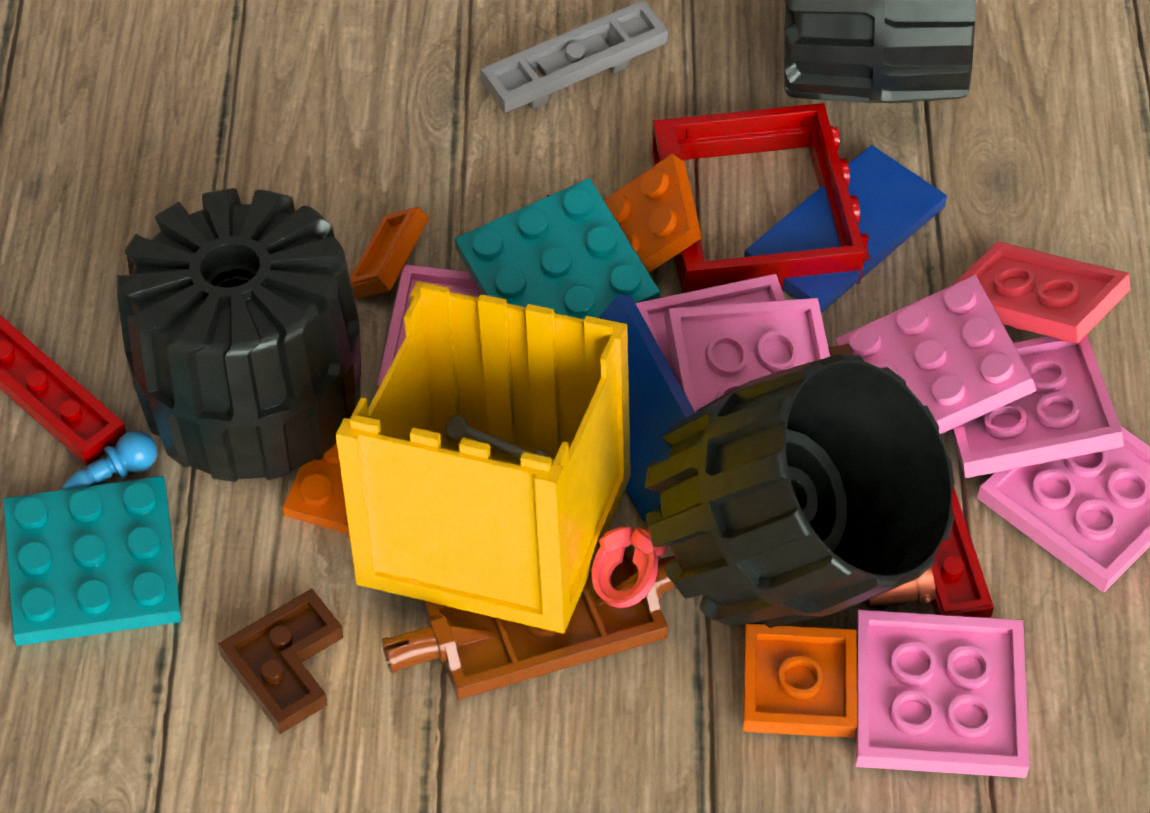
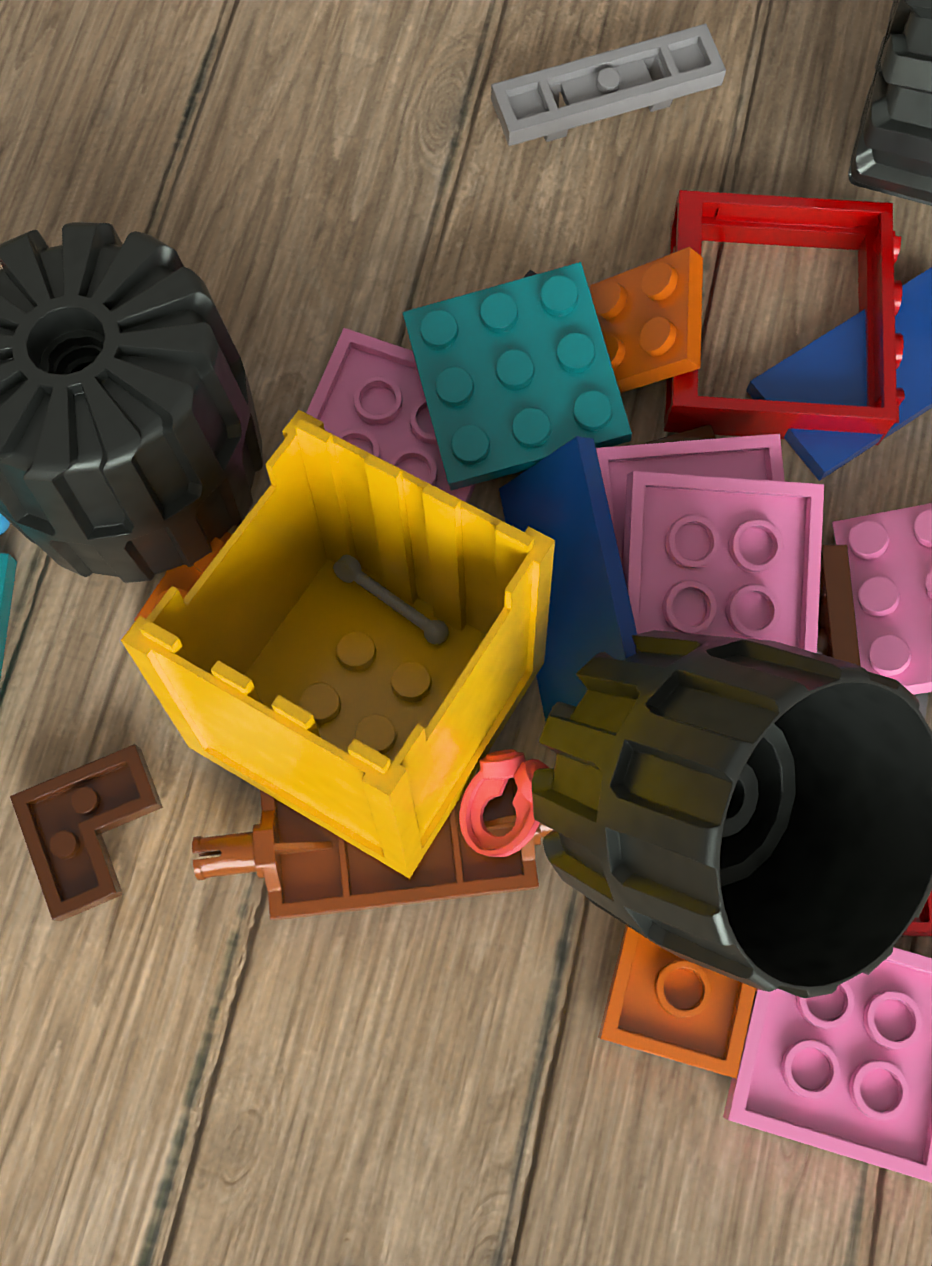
camera: 15 degrees right, 20 degrees up
(387, 252) = (330, 307): orange tile -> none

